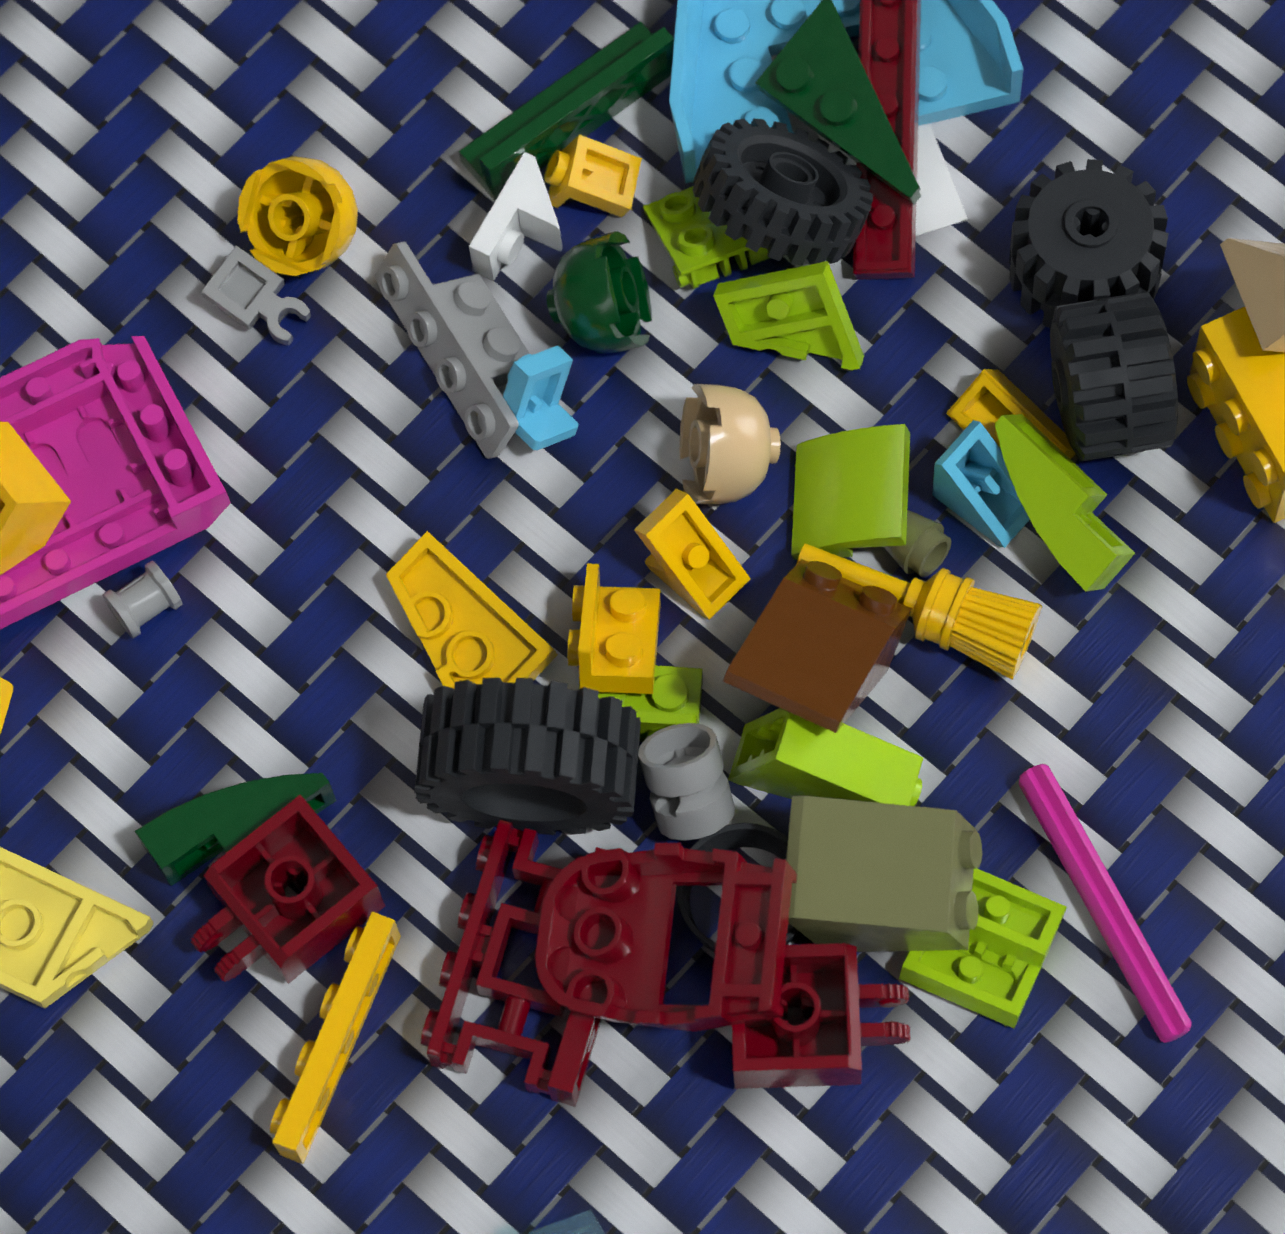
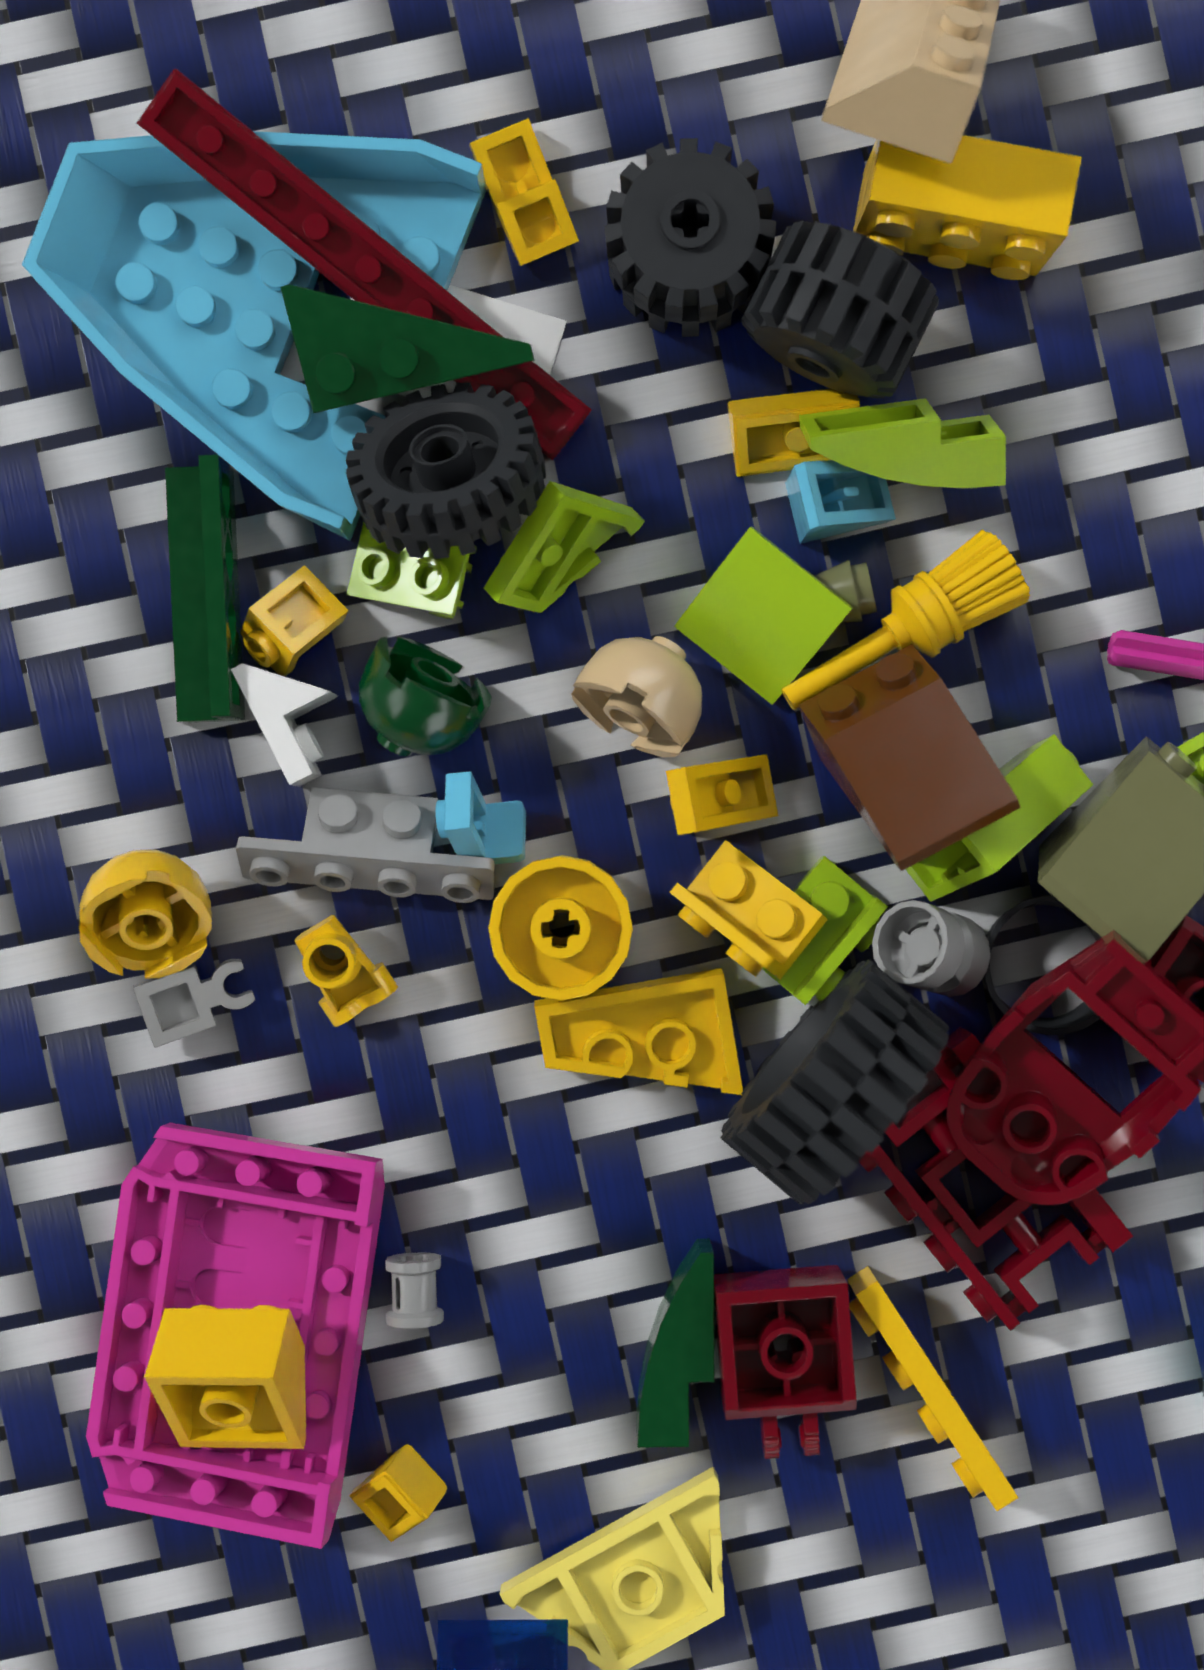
camera: 60 degrees left, 20 degrees up
(352, 398) = (347, 982): none -> yellow plate
(504, 508) = (553, 964): none -> yellow wheel
(1036, 123) = (524, 192): none -> yellow slope

